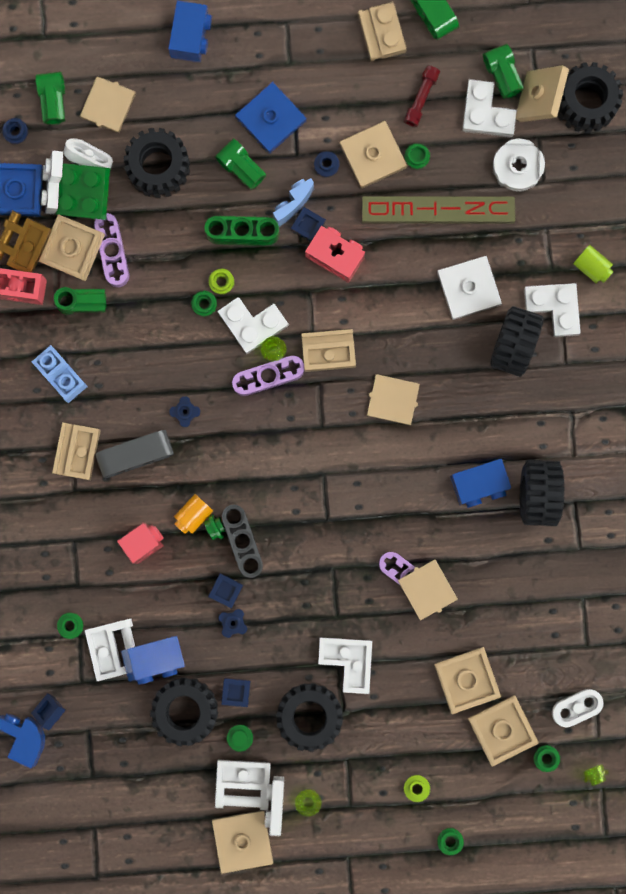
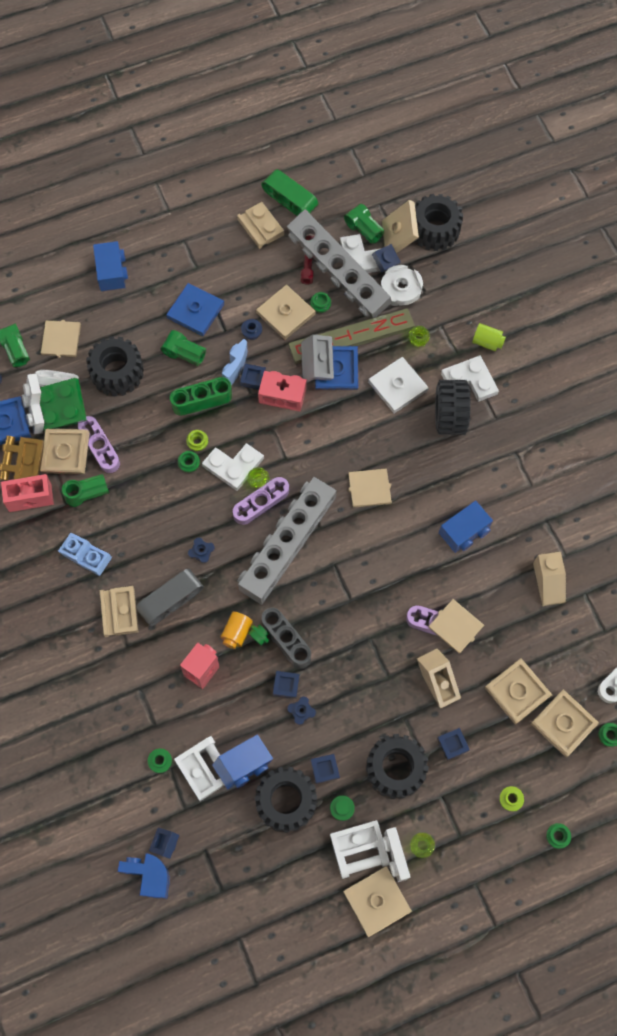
camera: 20 degrees left, 15 degrees down
(328, 350) = (303, 465): tan plate -> none
(337, 397) = (260, 589): none -> light grey brick
(354, 656) = (415, 703): white plate -> none
(377, 712) = (453, 744): none -> dark blue plate
(386, 230) = (317, 358): none -> light grey panel
(388, 638) = (439, 677): none -> tan slope
(406, 244) = (345, 370): none -> blue plate
(432, 55) = (306, 224): none -> light grey brick
(512, 126) = (386, 258): none -> dark blue plate
(515, 228) = (419, 331): none -> clear neon green plate
(542, 493) = (519, 515): black tyre -> none
(550, 572) = (551, 578): none -> tan slope

